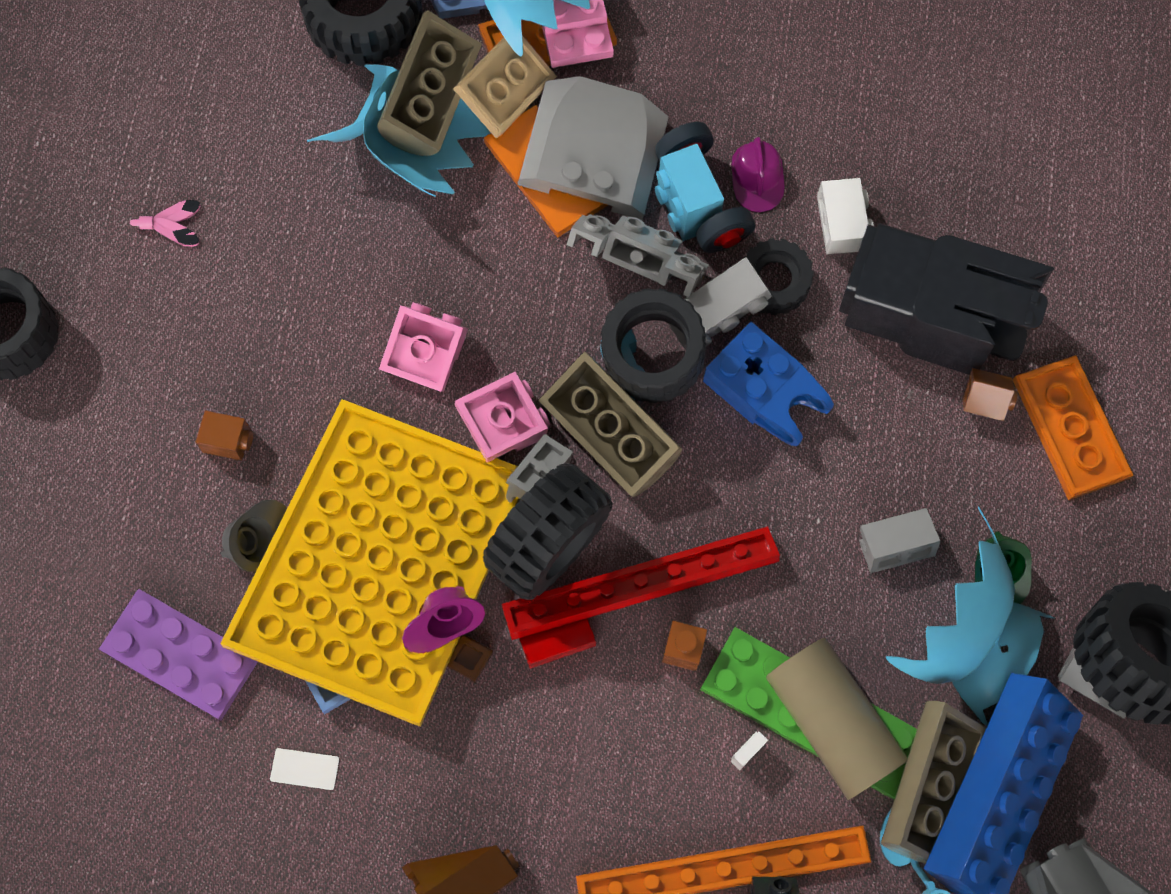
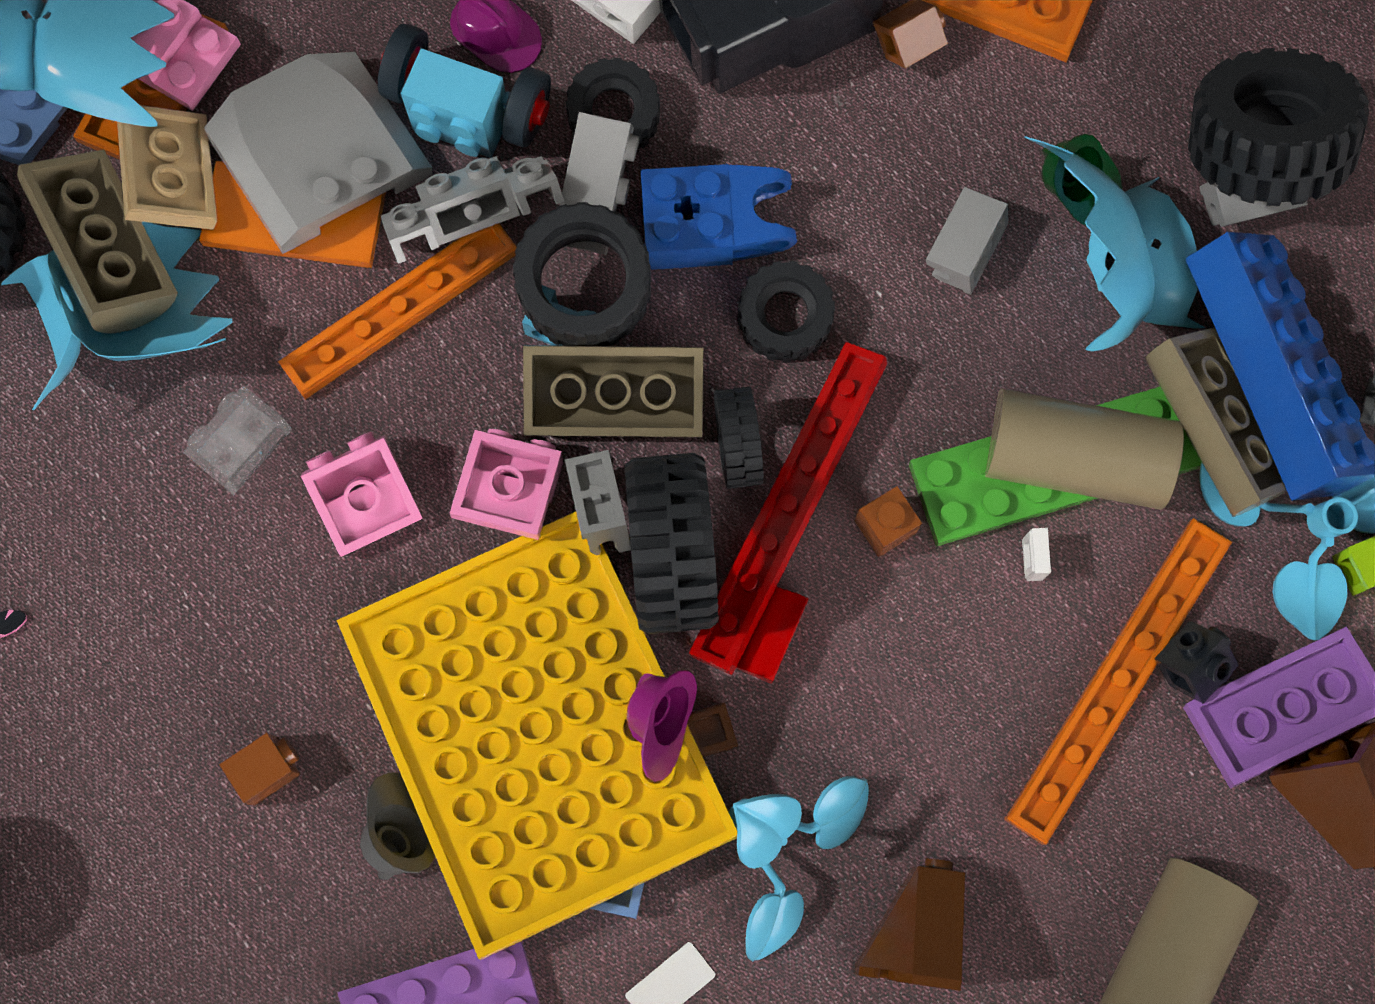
camera: 45 degrees left, 5 degrees up
(391, 256) = (237, 439): none -> clear brick
(435, 728) = (762, 830): none -> medium azure plant
(544, 270) = (397, 308): none -> orange tile
(648, 515) = (738, 437): none -> black tyre
(752, 451) = (786, 278): none -> black tyre

